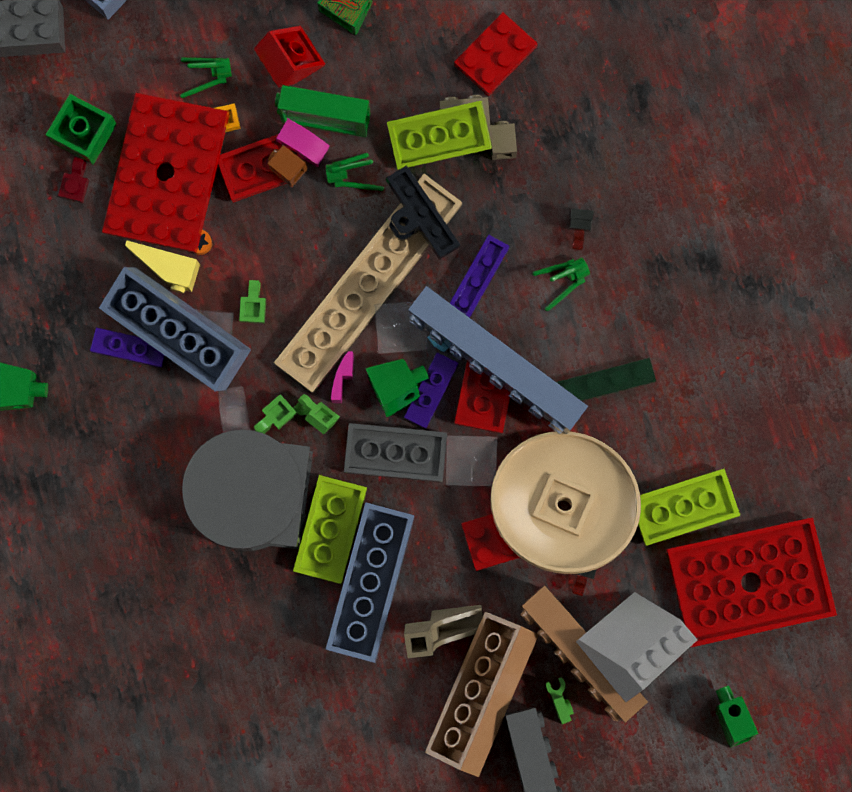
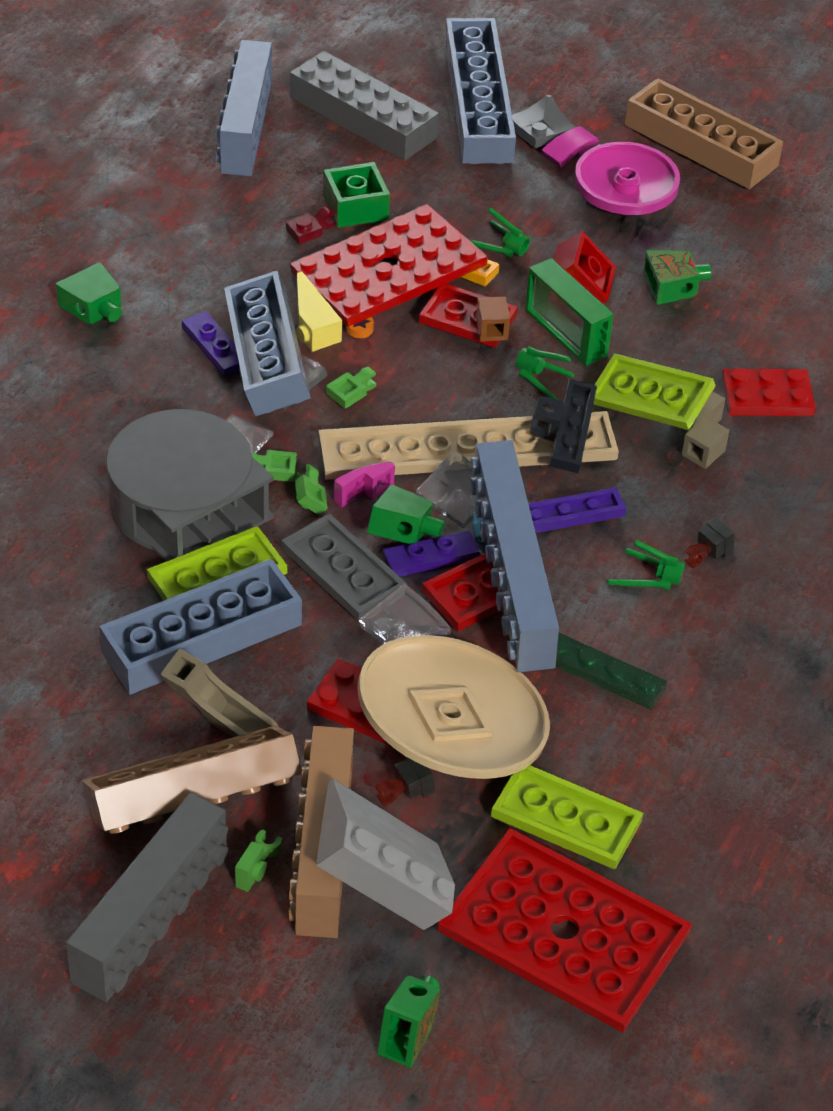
camera: 40 degrees right, 35 degrees down
(303, 142) = (526, 323): dark pink slope -> none

